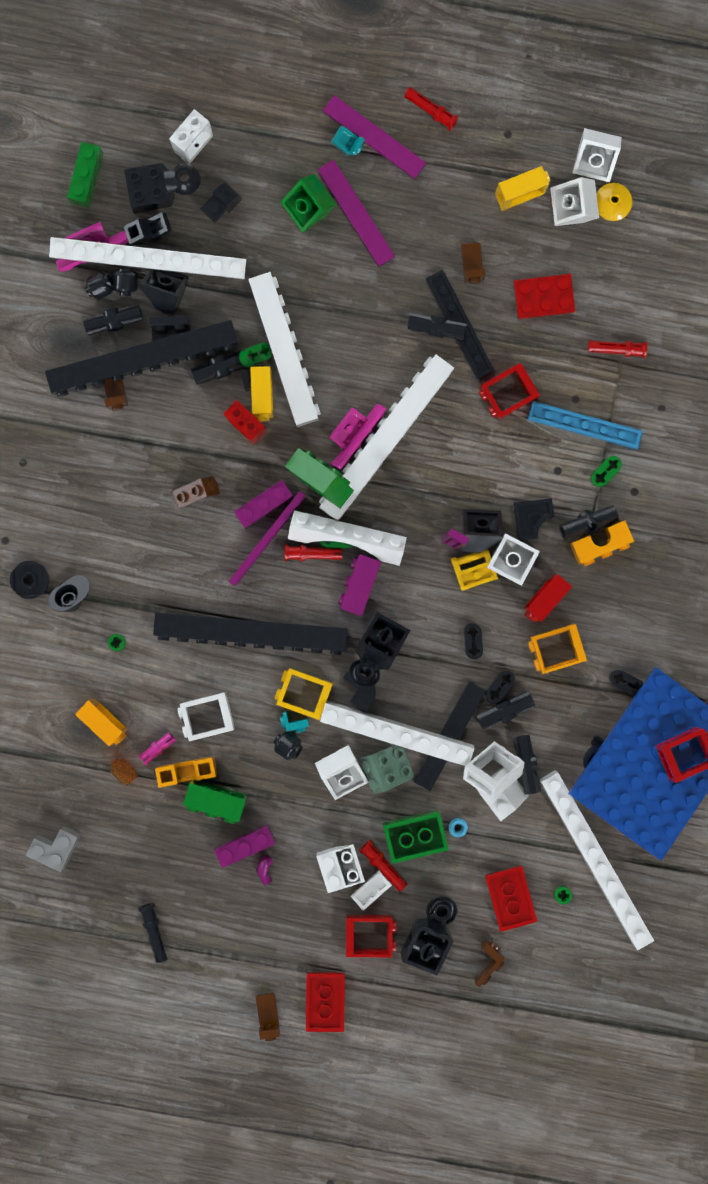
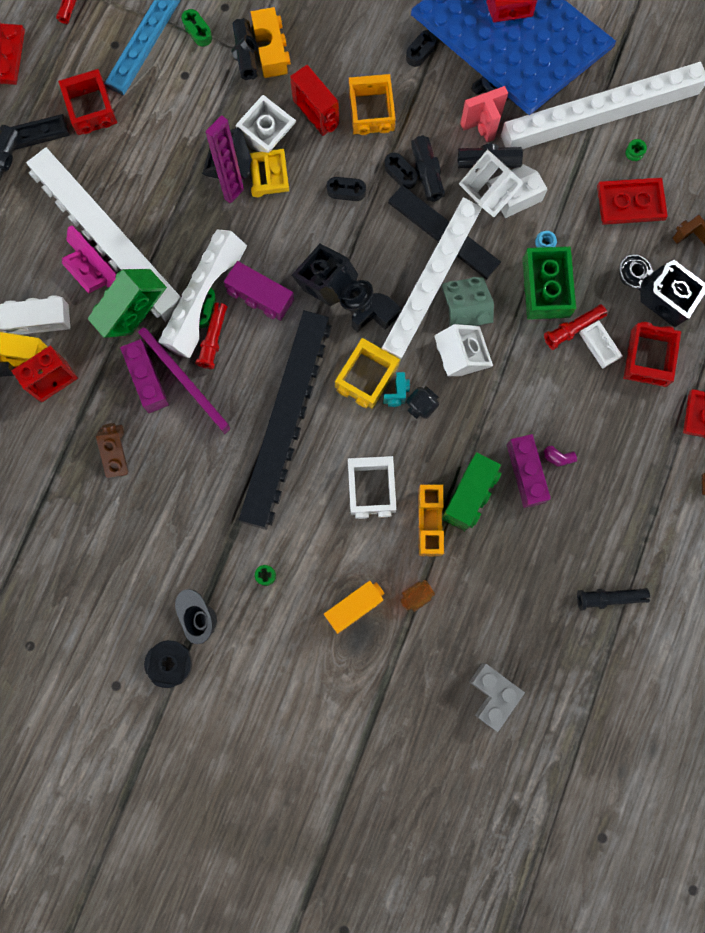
camera: 85 degrees left, 10 degrees down
(157, 748) = (397, 551): dark pink pin -> none
(340, 867) = (570, 370): white slope -> none
(530, 516) = (225, 103): black tile -> none
(559, 757) = (485, 112): none -> coral bracket

